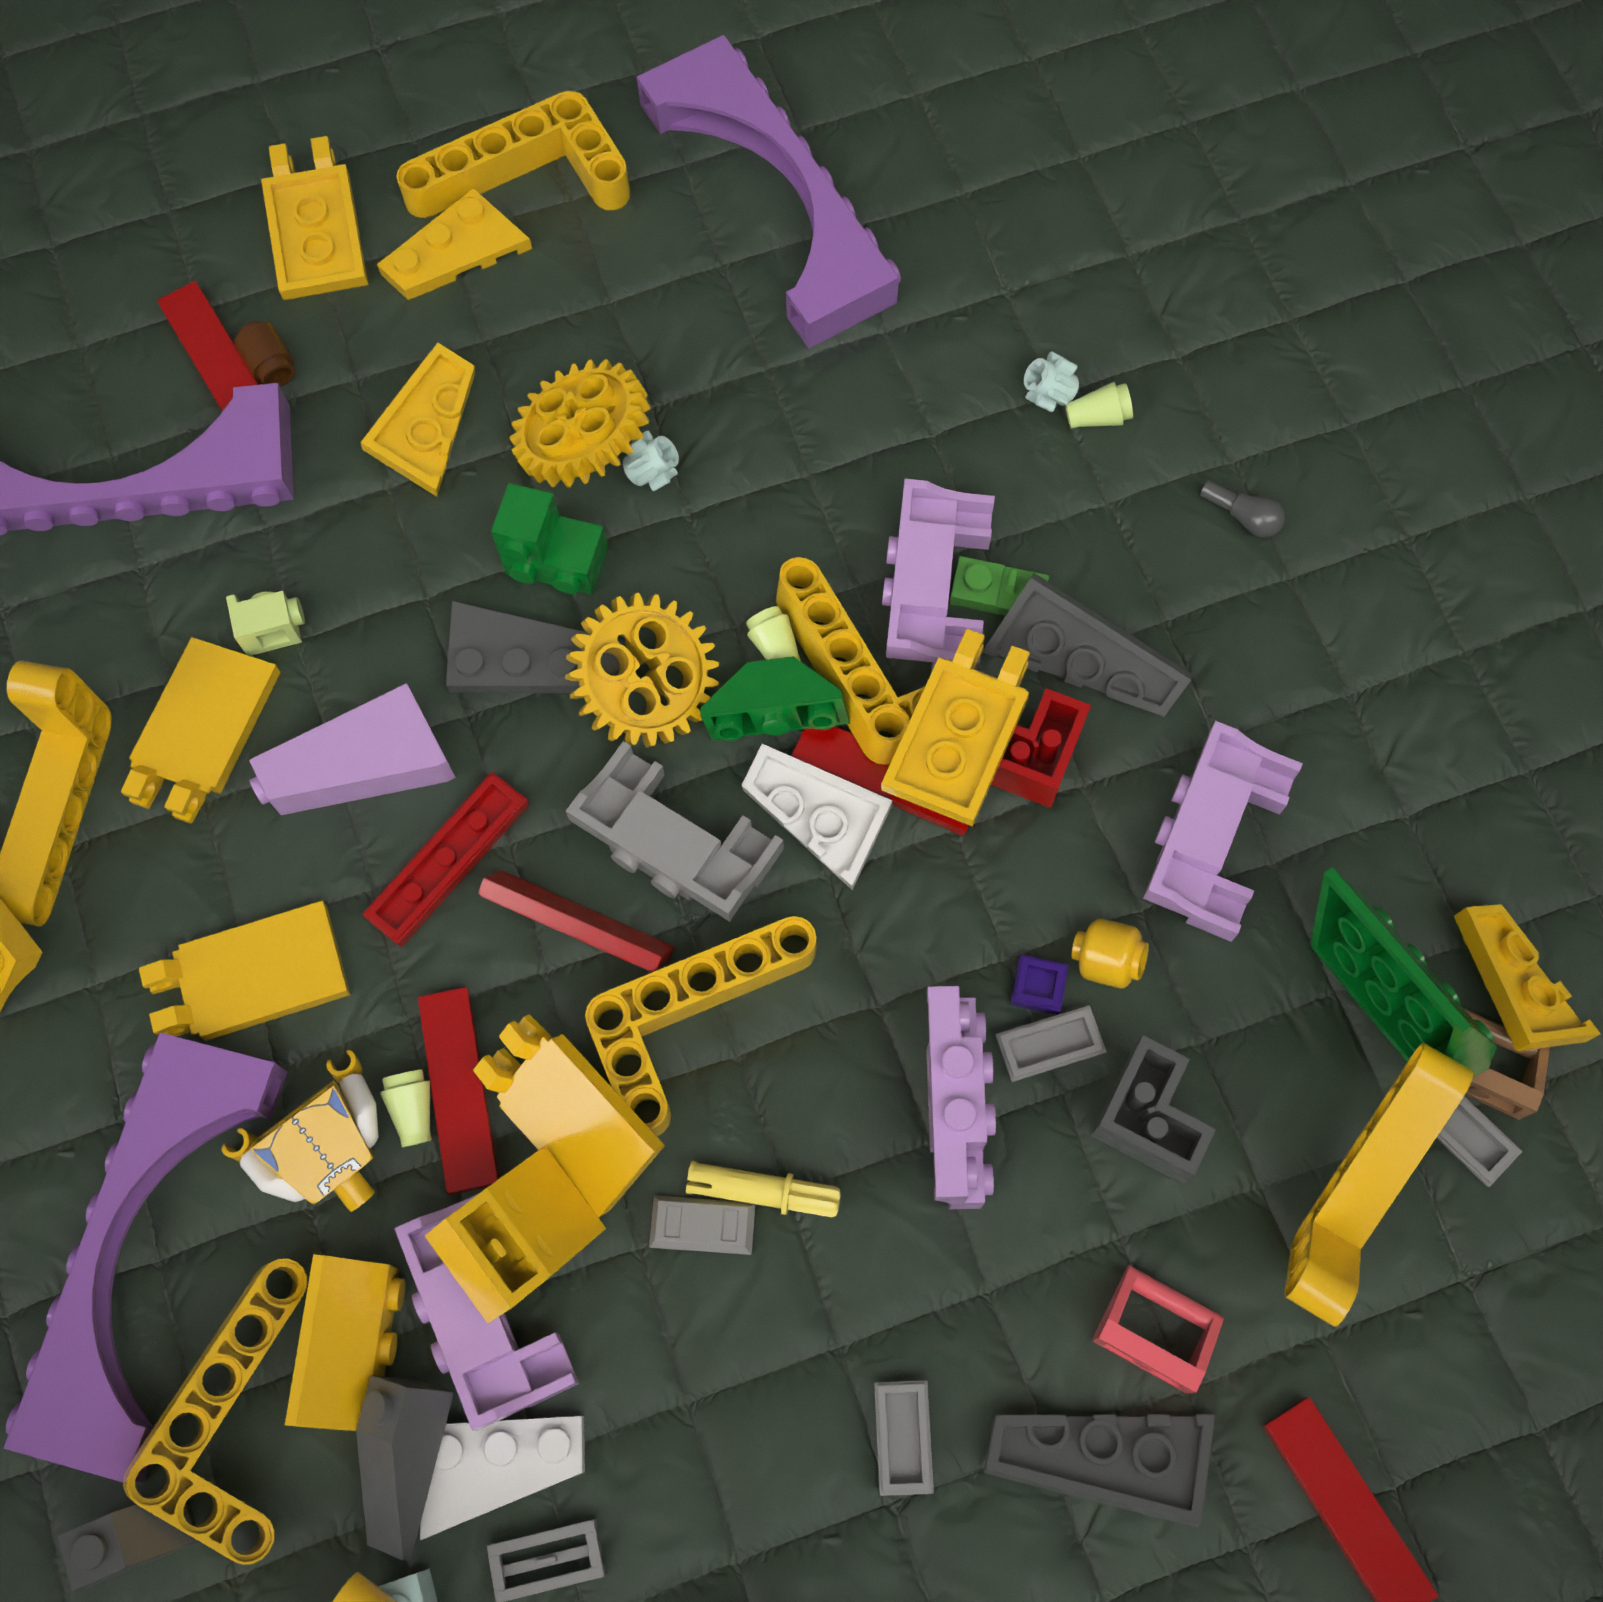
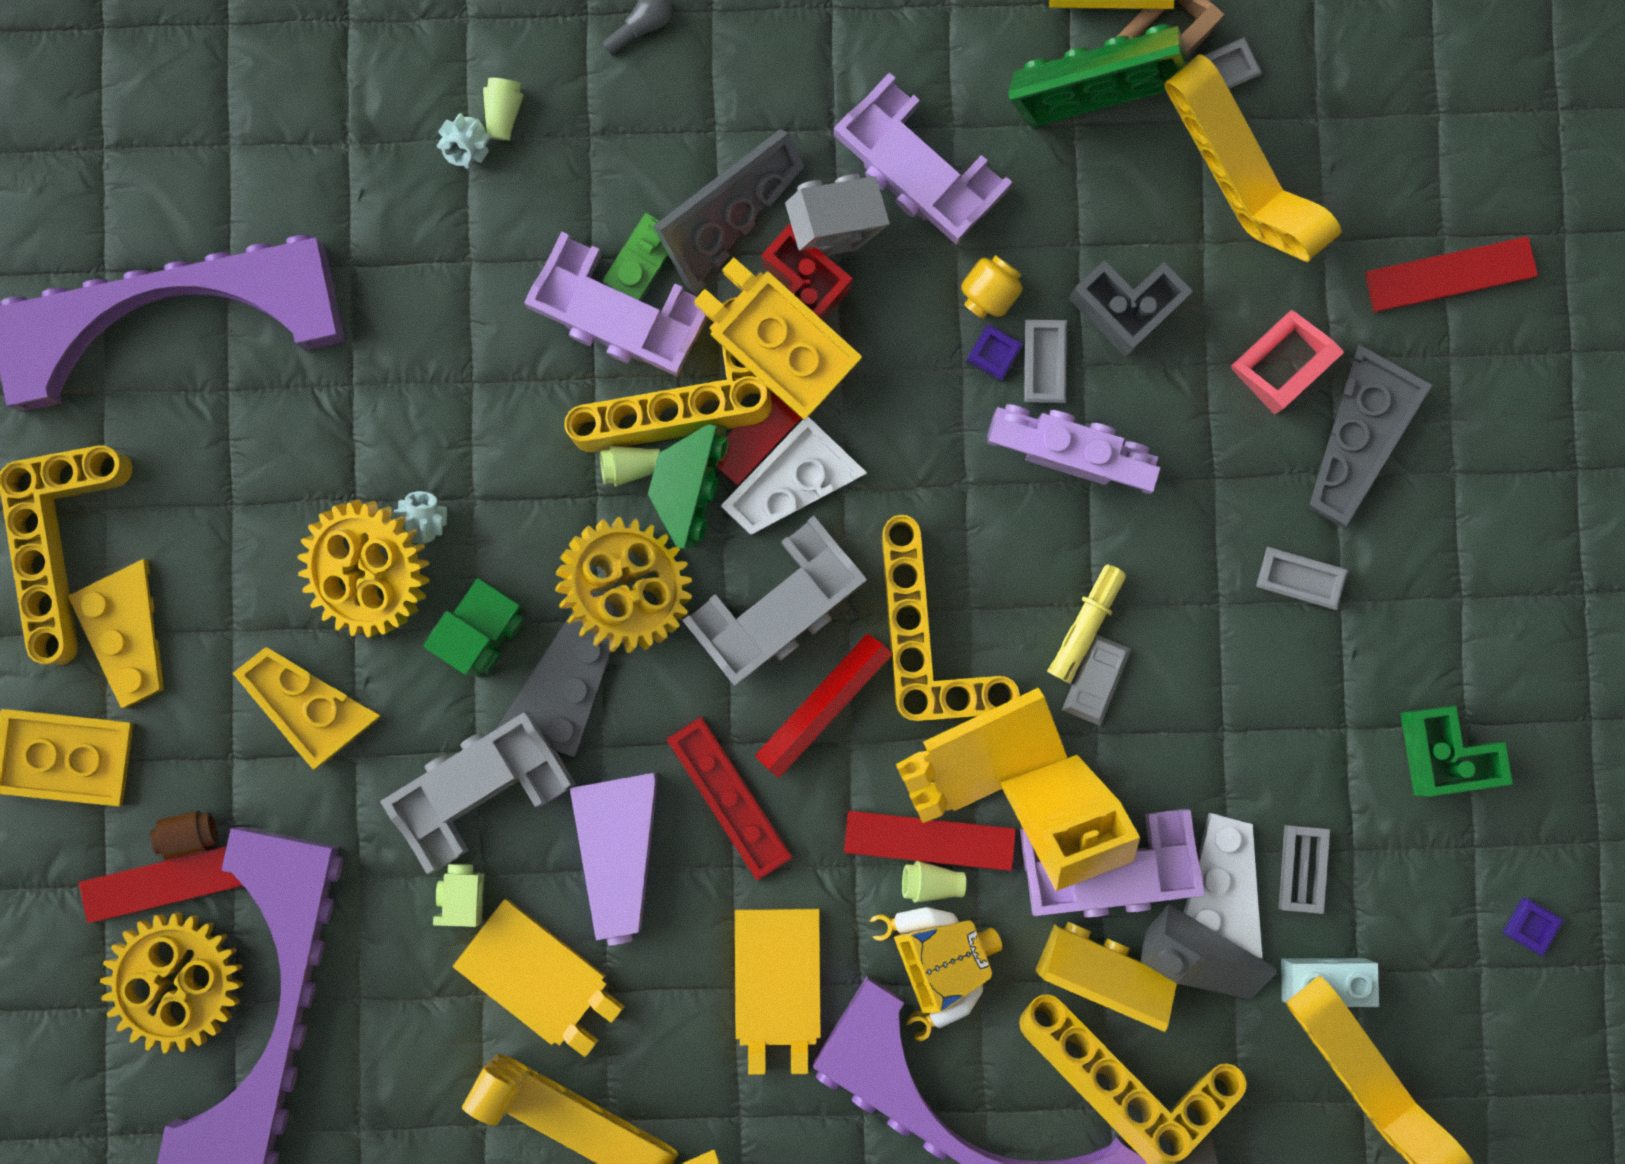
camera: 75 degrees left, 15 degrees up
(105, 379) = (142, 960): none -> yellow gear
(391, 587) = (477, 773): none -> light grey bracket
(1120, 748) = (837, 214): none -> light grey brick

